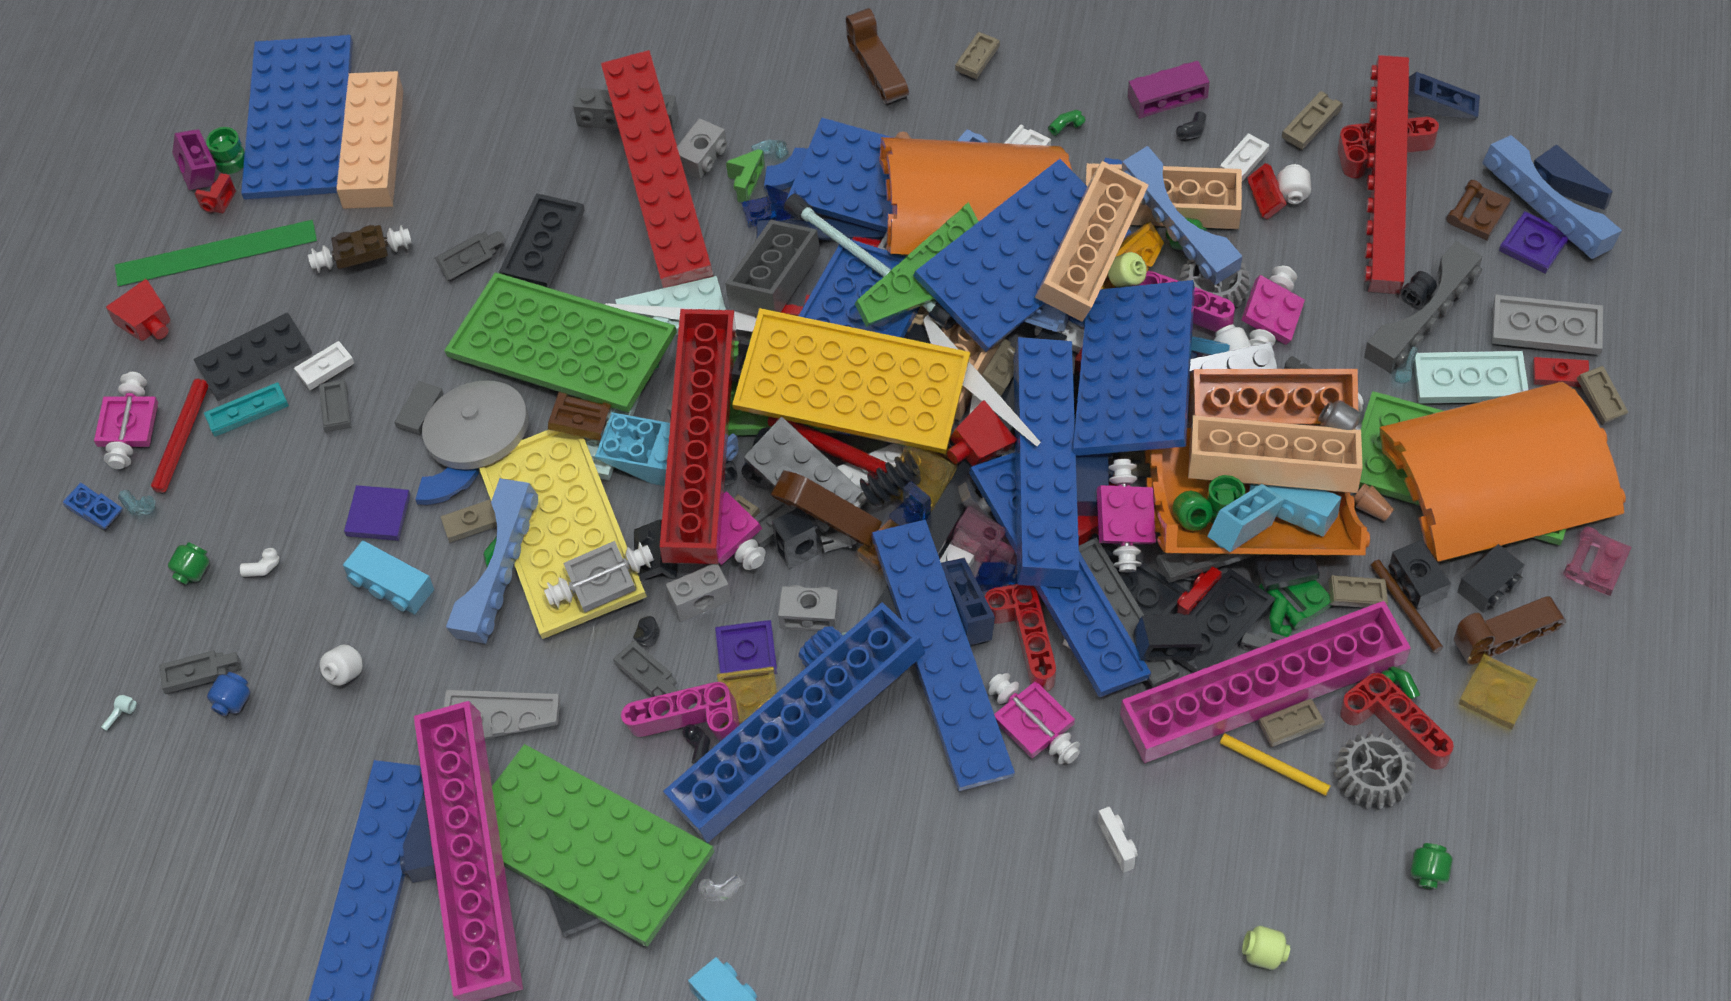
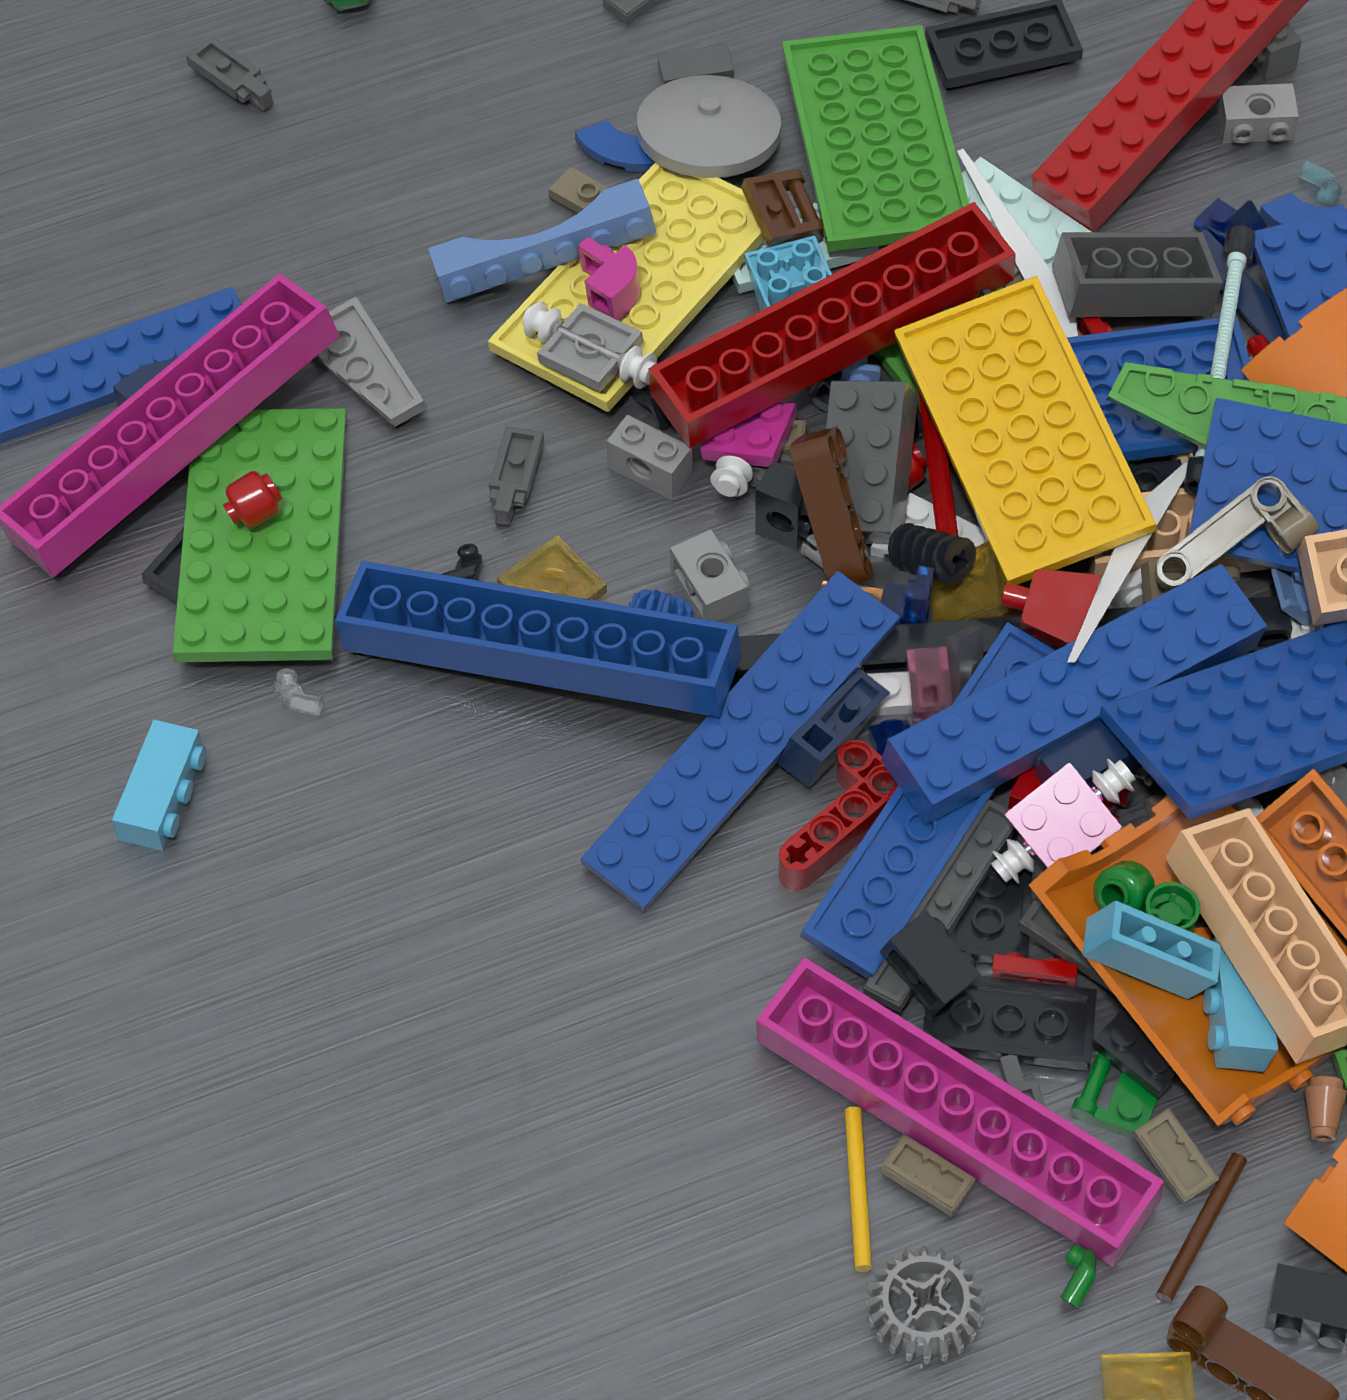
camera: 55 degrees right, 0 degrees up
(121, 704) = (148, 38): light aqua hand -> none
(228, 694) = (218, 114): blue head -> none
(263, 567) = (395, 53): white arm -> none
(341, 665) = (320, 187): white head -> none
(377, 513) = (535, 110): dark purple tile -> none
(388, 577) = (456, 165): medium azure brick -> none
(558, 532) = (613, 278): none -> dark pink brick
(568, 829) = (252, 499): none -> red head
(645, 717) = (504, 544): dark pink beam -> none
(647, 631) = (568, 441): black piece -> none
(746, 173) = (1266, 179): bright green slope -> none
(746, 646) = (618, 548): dark purple tile -> none
(1017, 289) = (1285, 522): none -> piece
(1033, 719) = (729, 888): dark pink plate -> none
(1113, 828) = (620, 1072): white plate -> none
(1265, 947) = (590, 1301): yellowish green head -> none
(1277, 615) = (1061, 1082): green arm -> none
(1418, 560) = (1248, 1238): black brick -> none
(1431, 746) = (1018, 1304): red beam -> none

